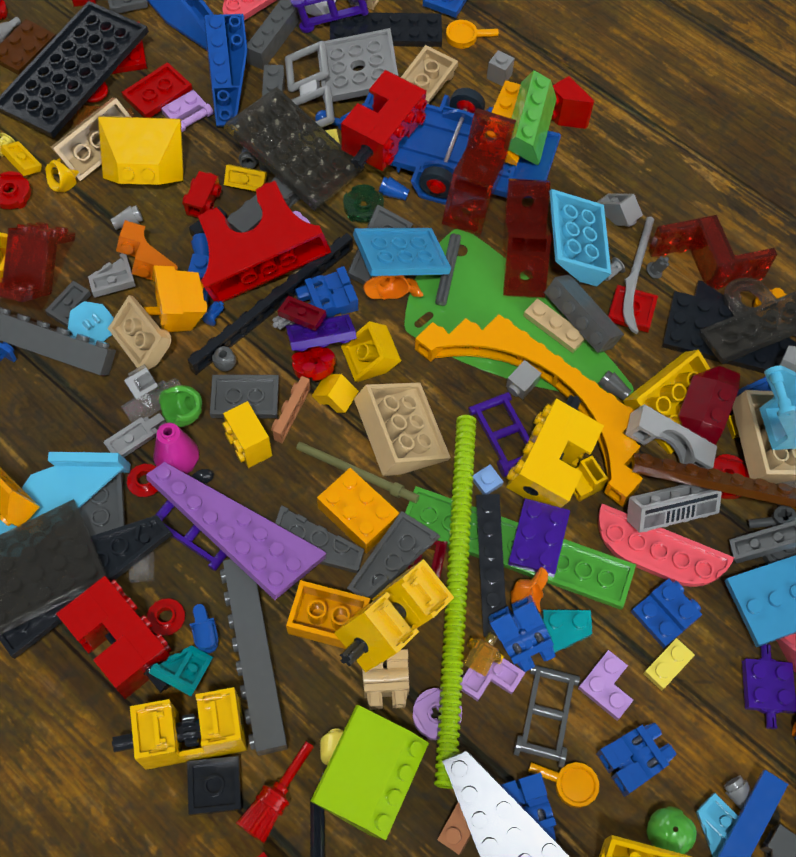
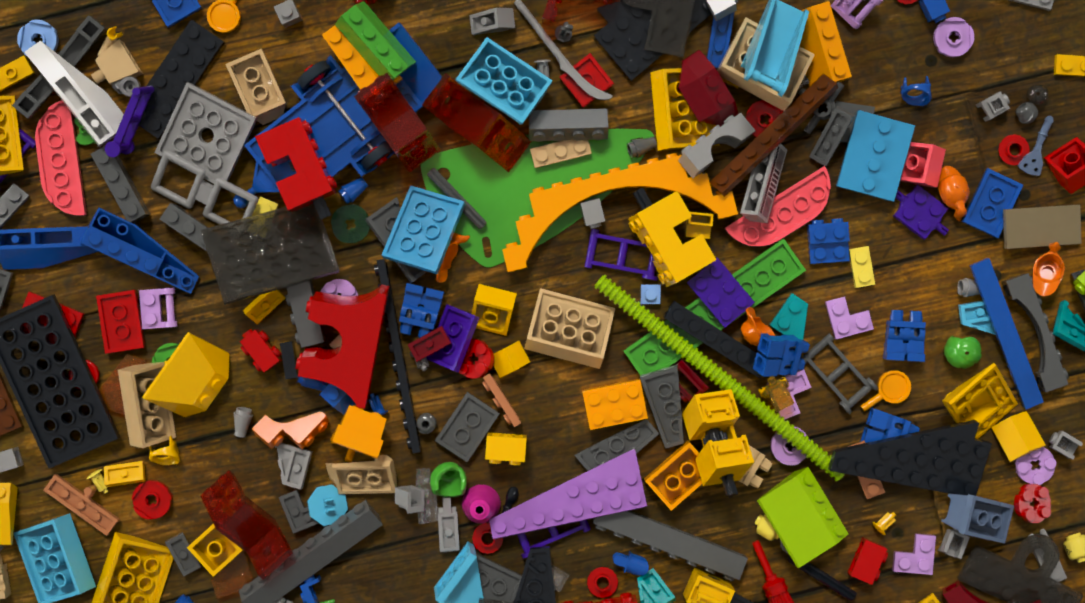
camera: 55 degrees left, 25 degrees up
(394, 488) = (617, 367): olive bar -> none

